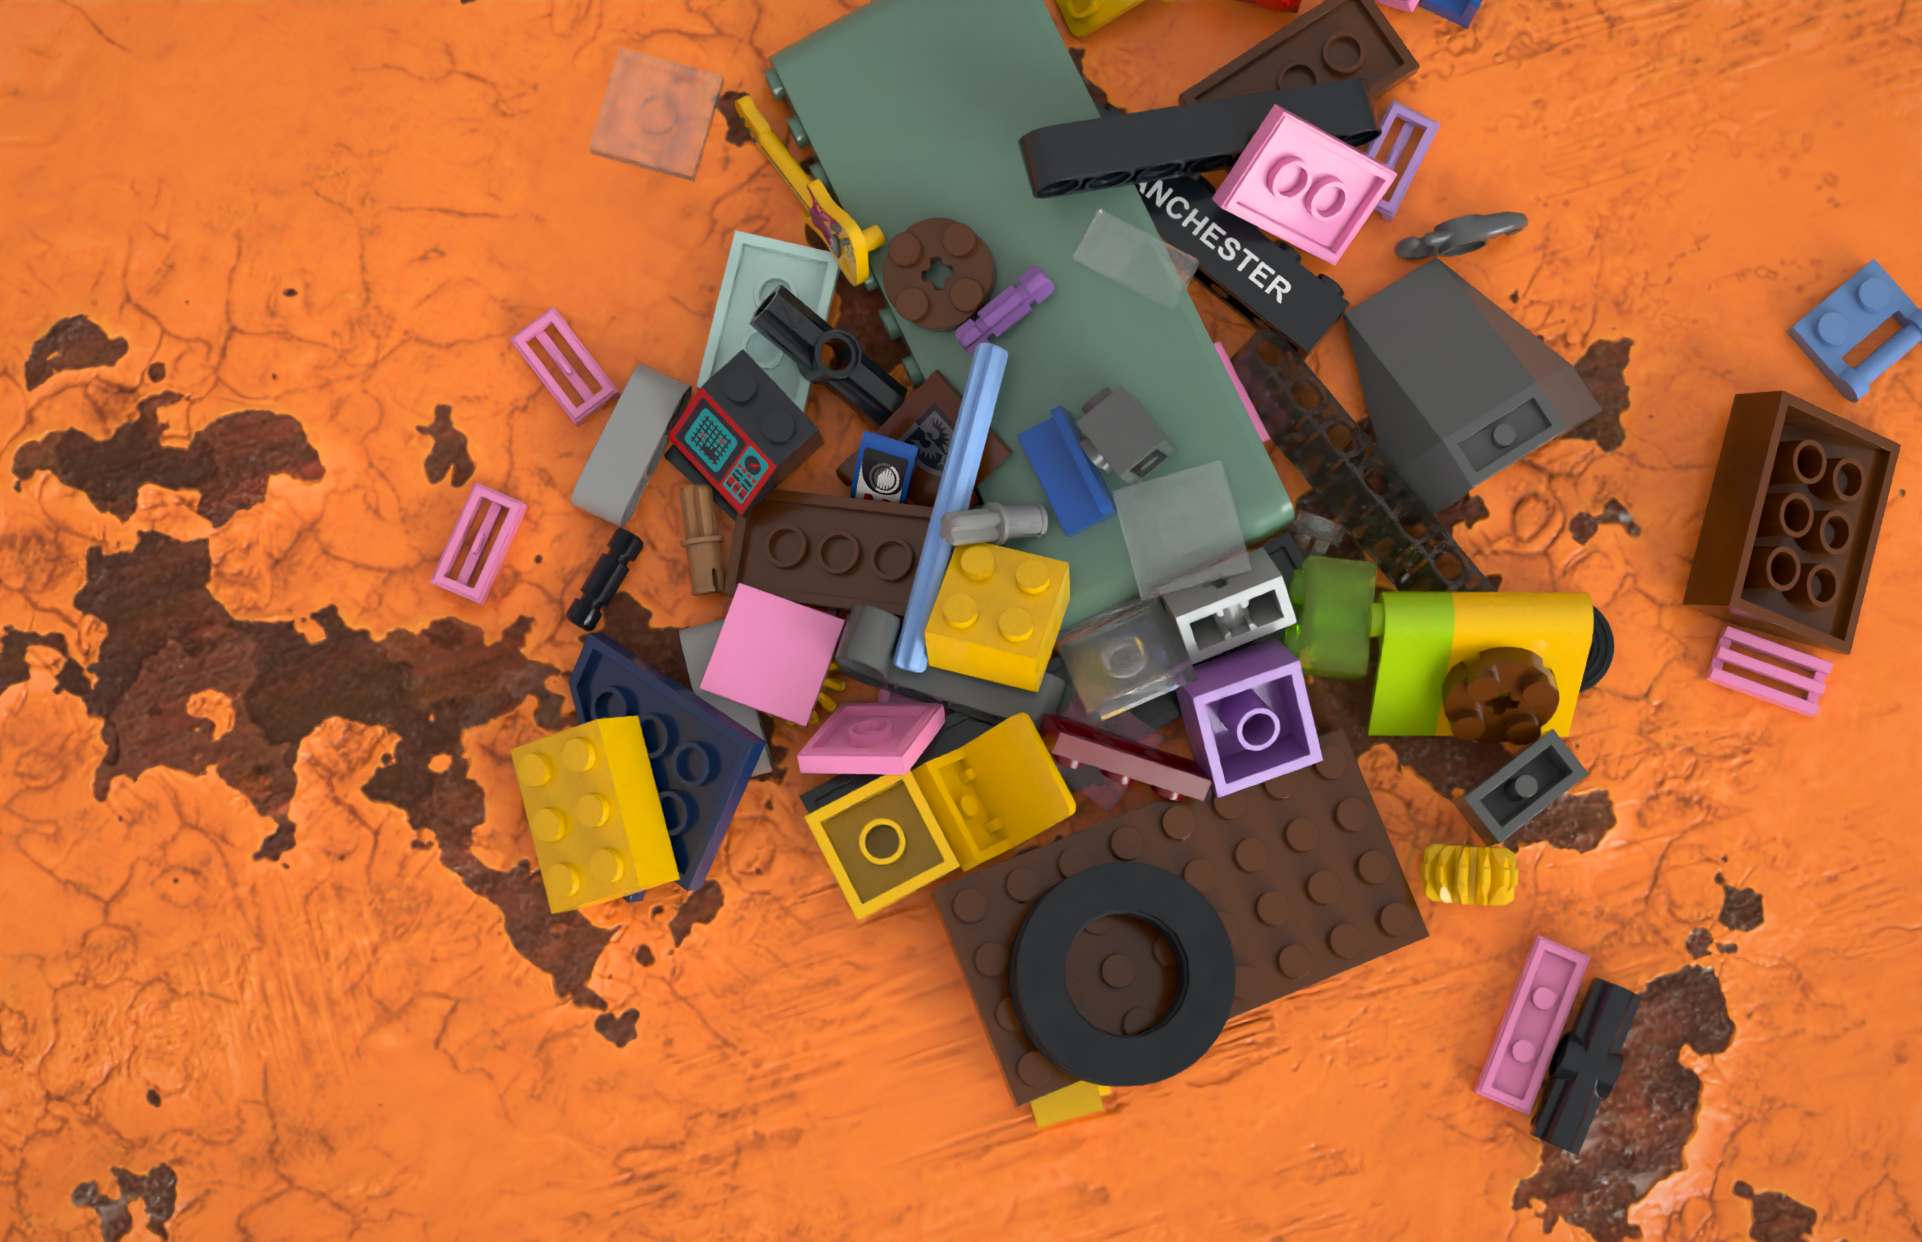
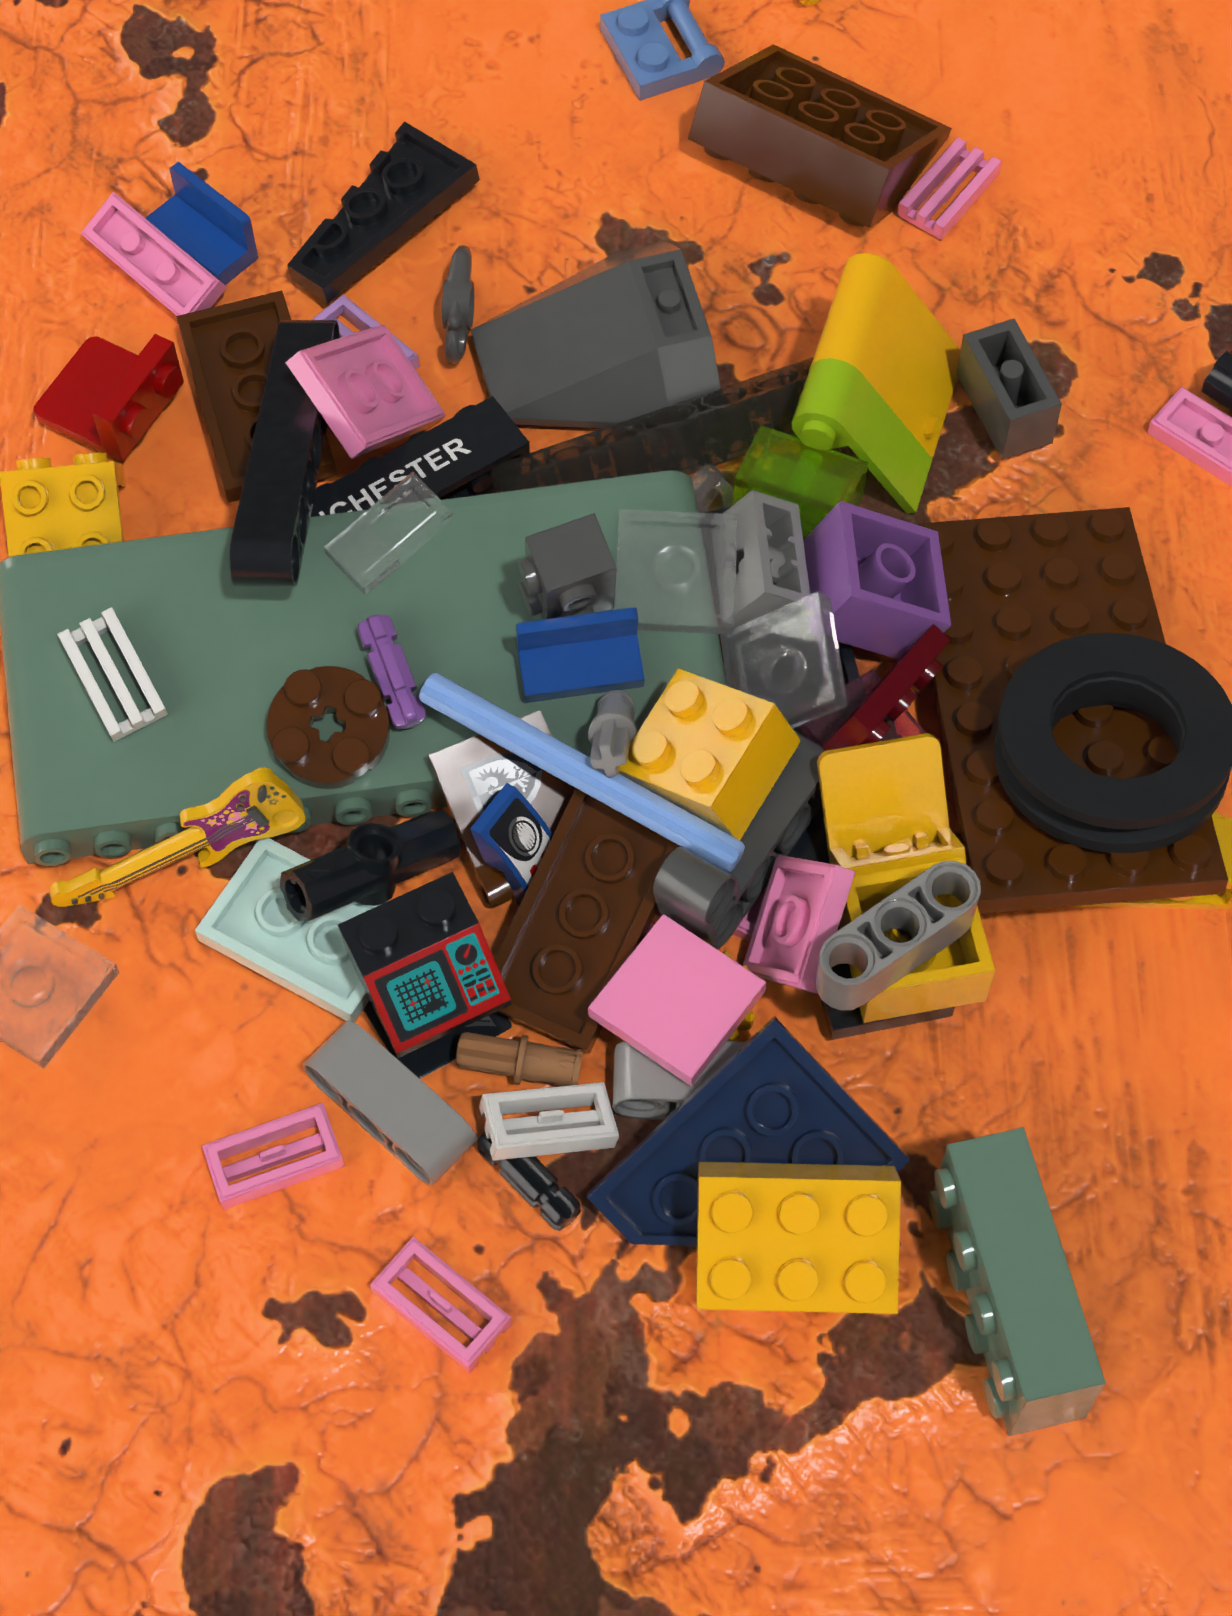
camera: 75 degrees left, 20 degrees down
(605, 1004) = (1015, 1283): none -> sand green brick
(628, 541) = (552, 1130): none -> white tile
(825, 812) = (908, 909): none -> light grey beam
(911, 57) = (91, 632): none -> white tile
(1469, 874) = (1080, 449): yellow gear -> none
(1517, 718) = (920, 366): reddish brown plate -> none
(1565, 133) = (392, 204): none -> black wing

